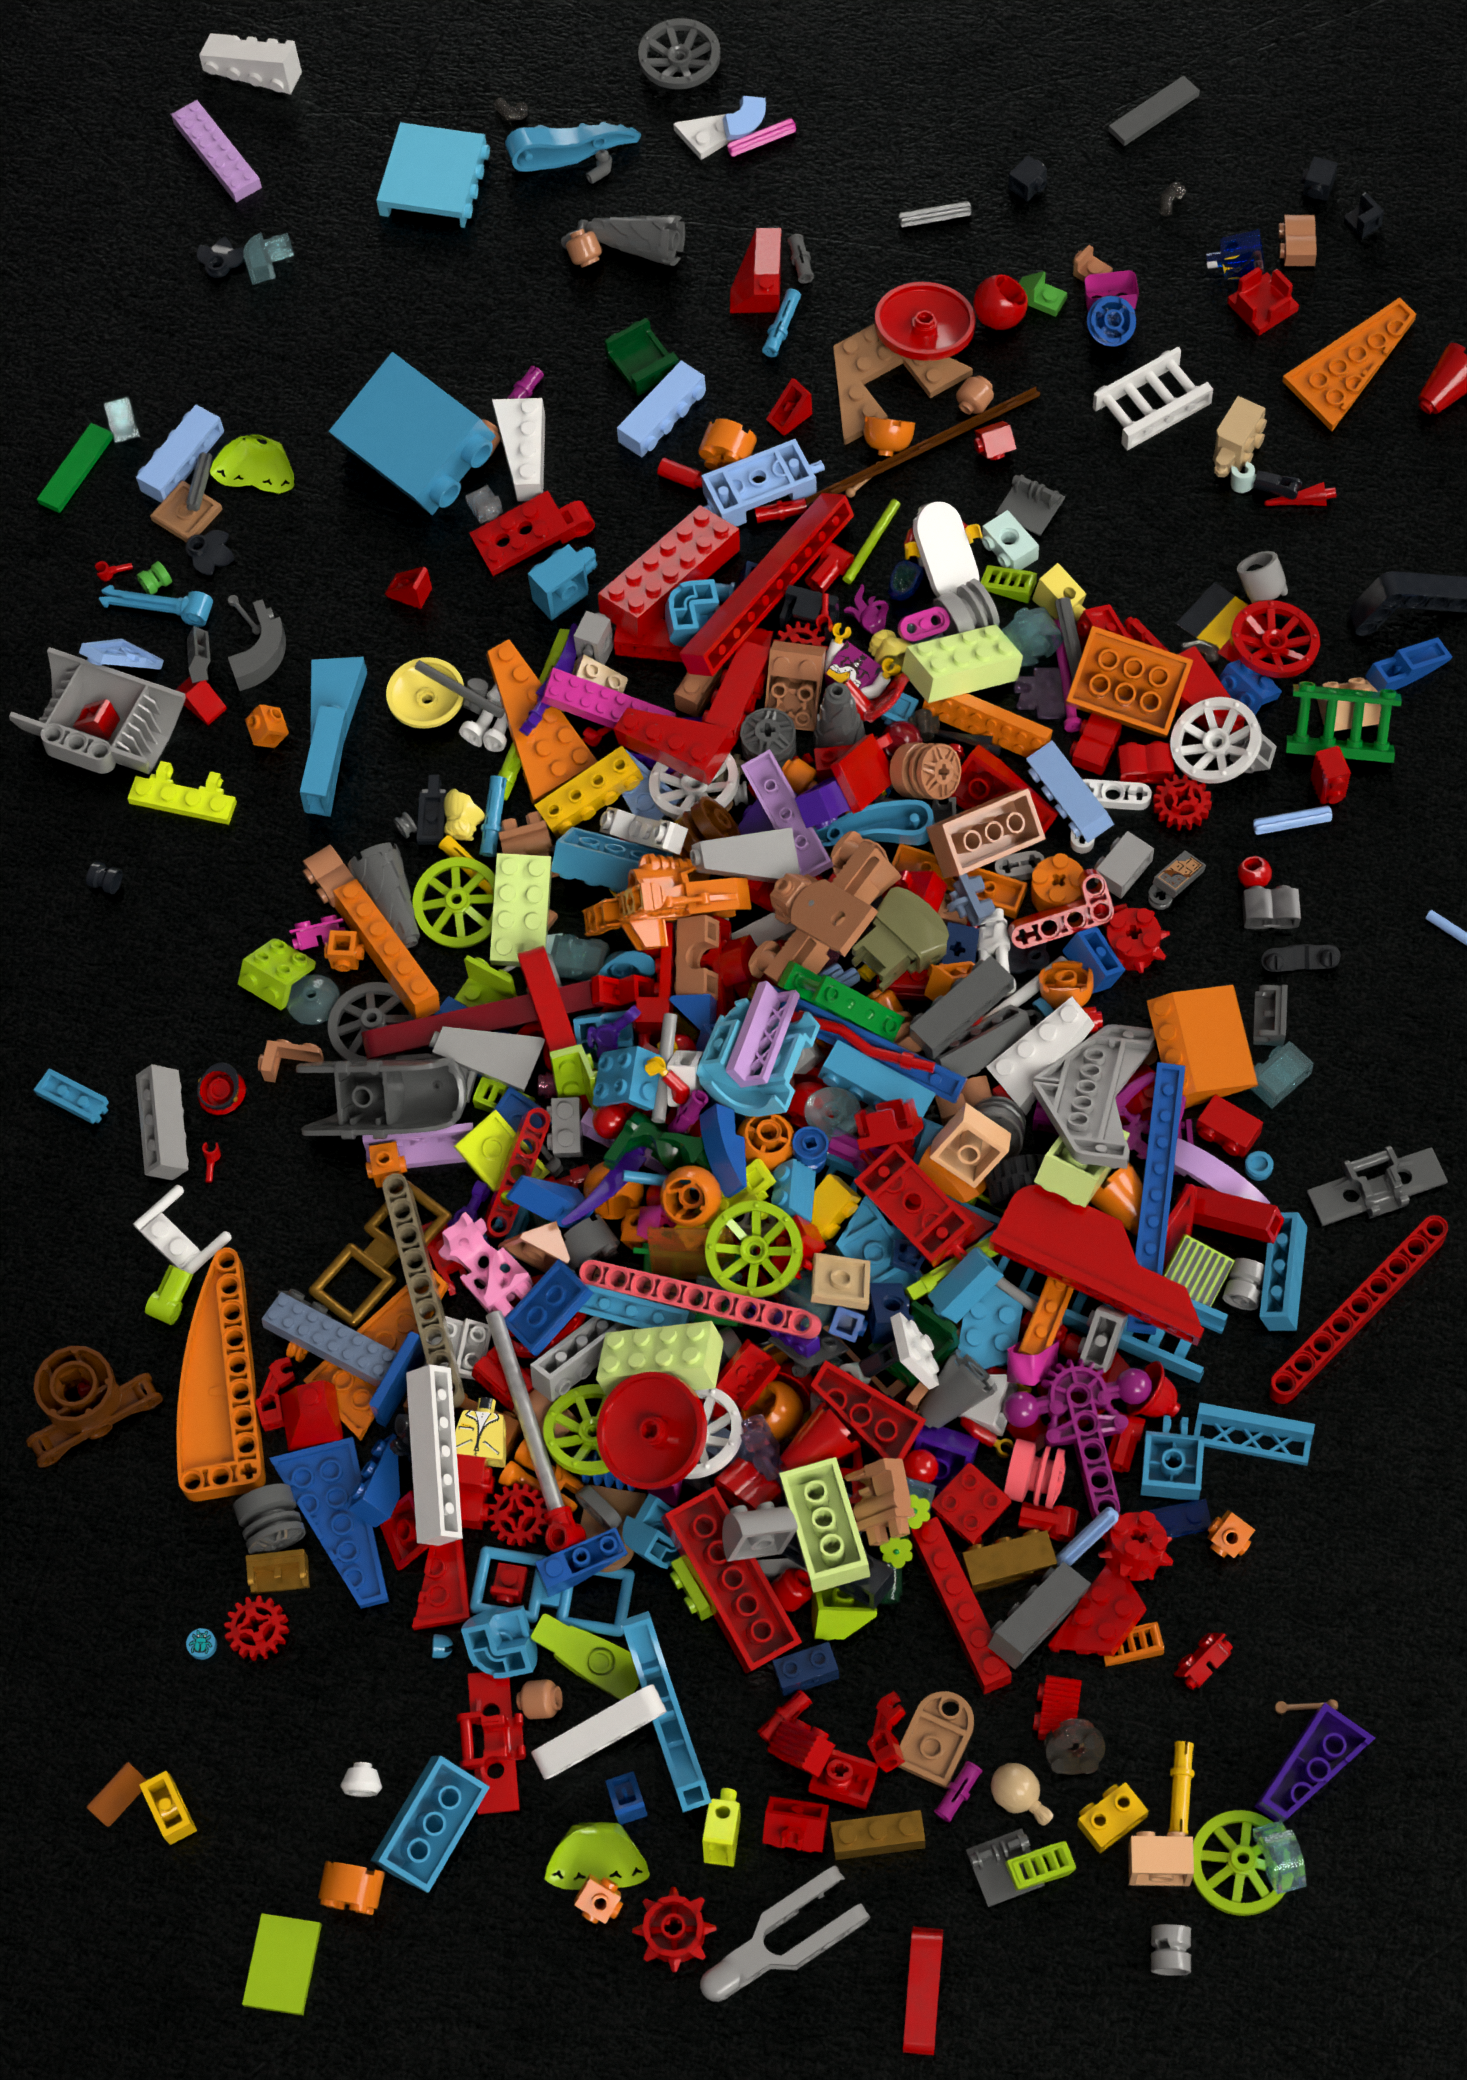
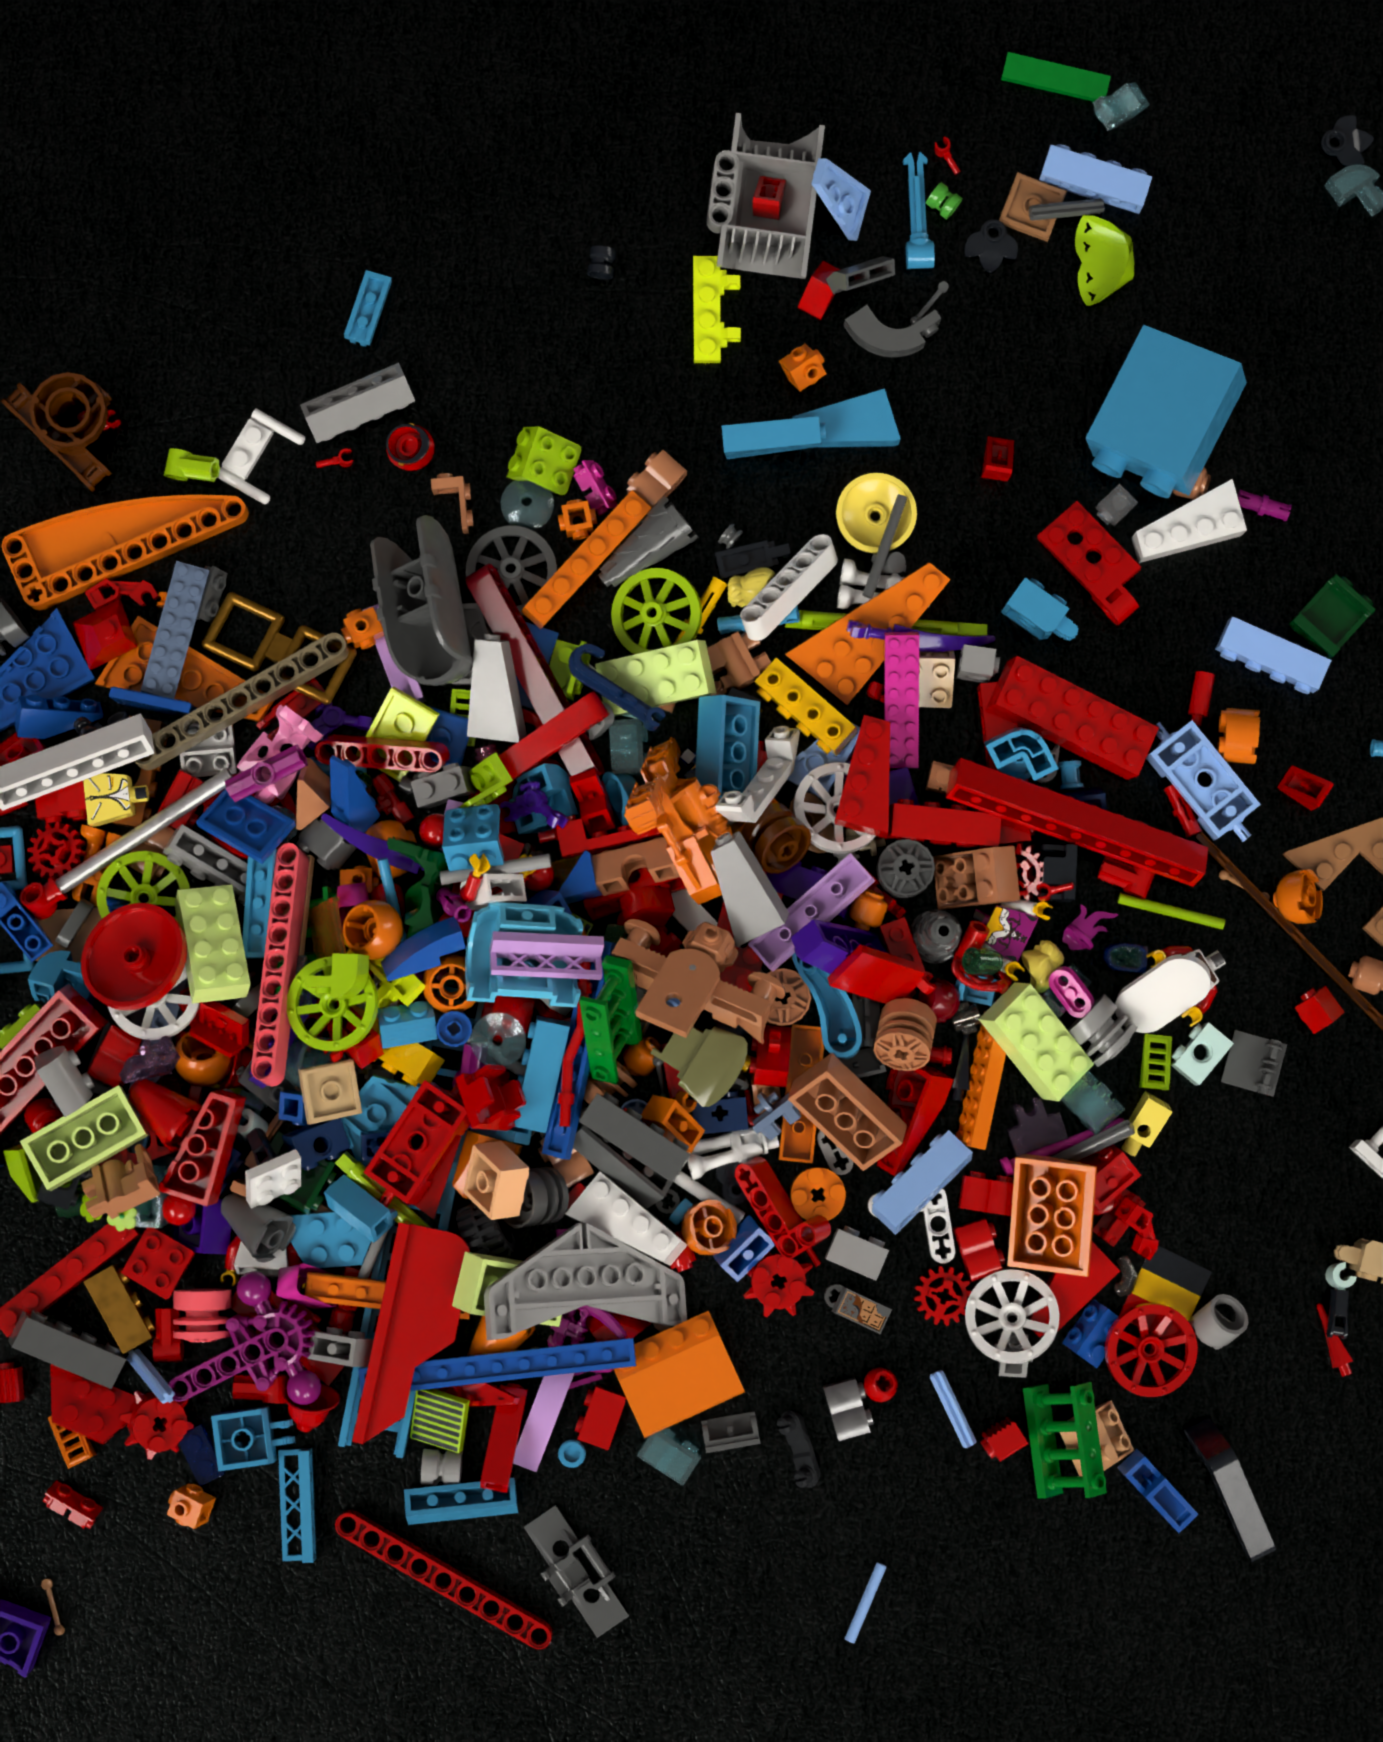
camera: 65 degrees right, 20 degrees up
(471, 777) = (789, 587): none -> white beam
(501, 1253) = (280, 765): none -> magenta piece
(520, 940) = (611, 690): none -> dark blue piece
(735, 1219) = (347, 976): none -> lime brick
(874, 690) = (982, 961): none -> clear green brick
(925, 1003) = (657, 1062): none -> dark grey hinge
(1154, 618) = (1140, 1220): none -> red piece

